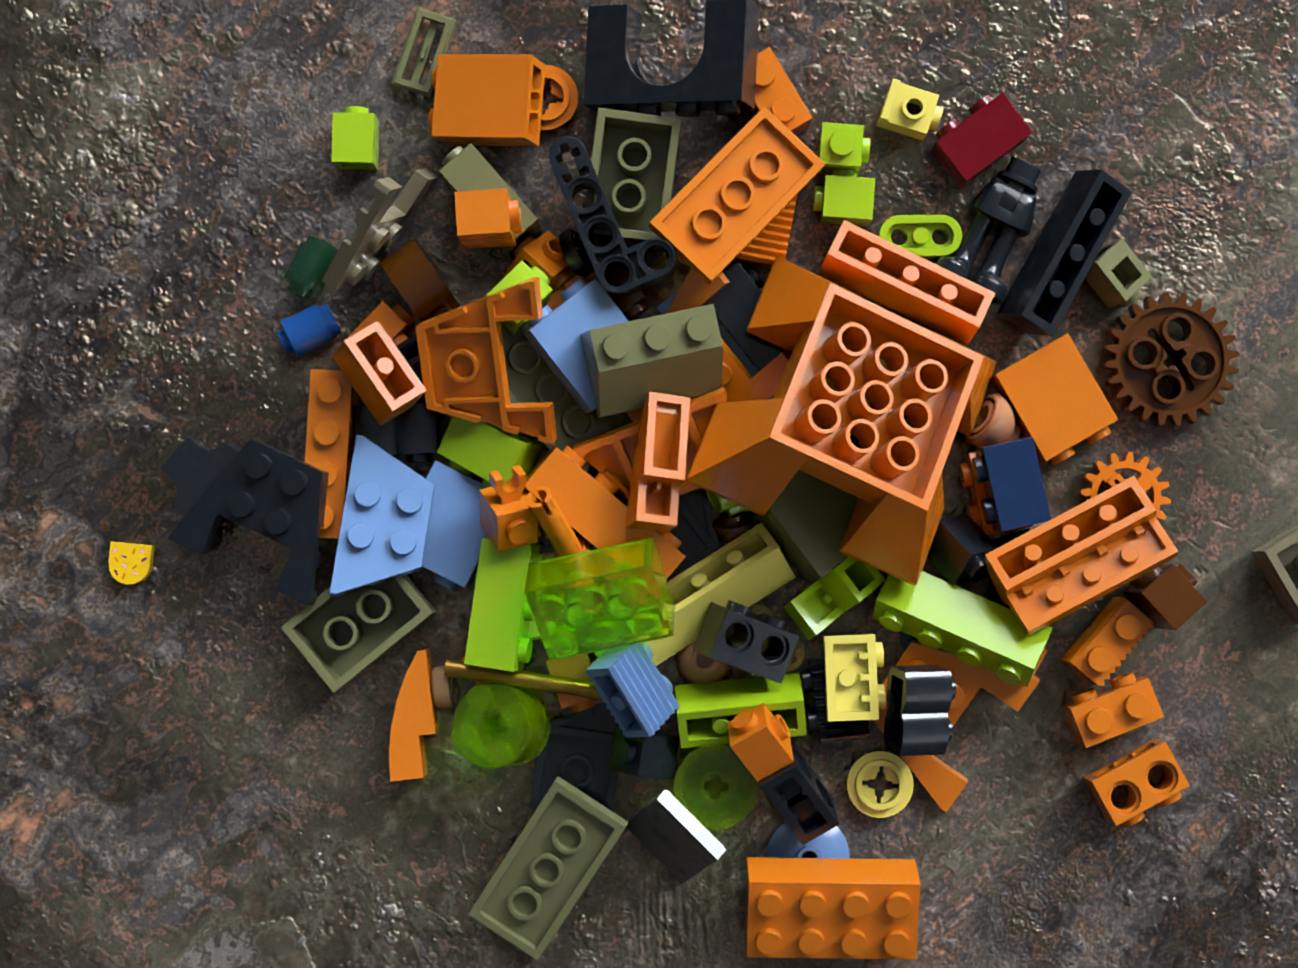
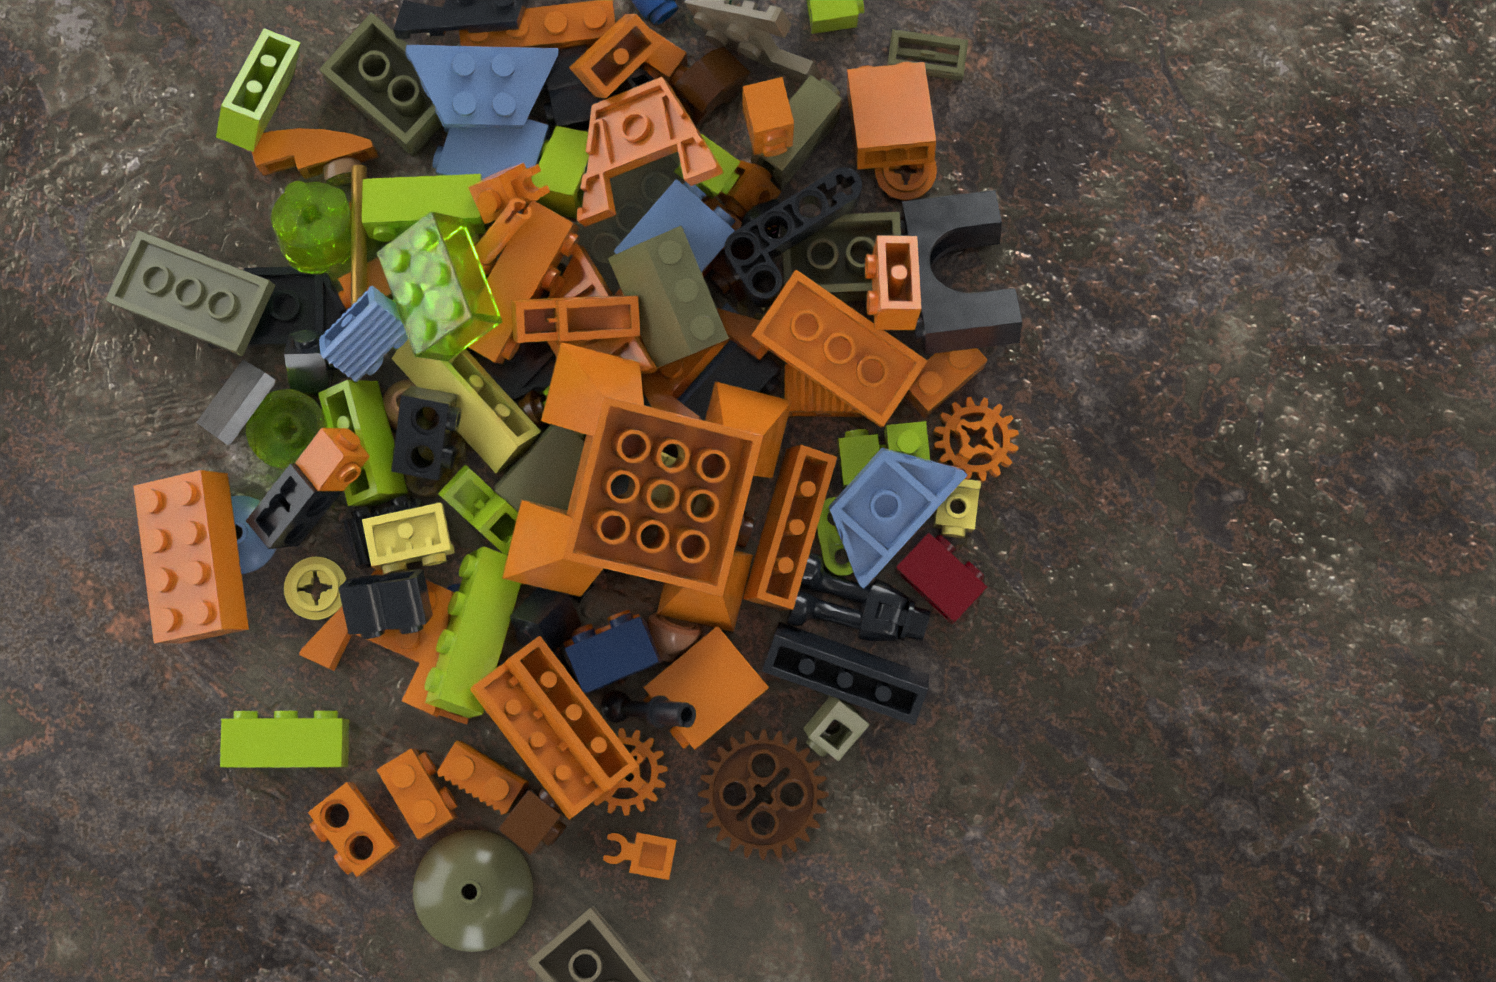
camera: 80 degrees right, 5 degrees down
(343, 761) = (258, 90): none -> lime brick
(682, 122) = (895, 283): none -> orange brick
(856, 89) = (960, 429): none -> orange gear
(905, 176) = (888, 506): none -> medium blue wing
(1034, 840) = (284, 740): none -> lime brick
(1077, 448) = (660, 711): none -> black pin
(1187, 666) = (502, 886): none -> olive dish
(1211, 487) = (648, 856): none -> orange plate

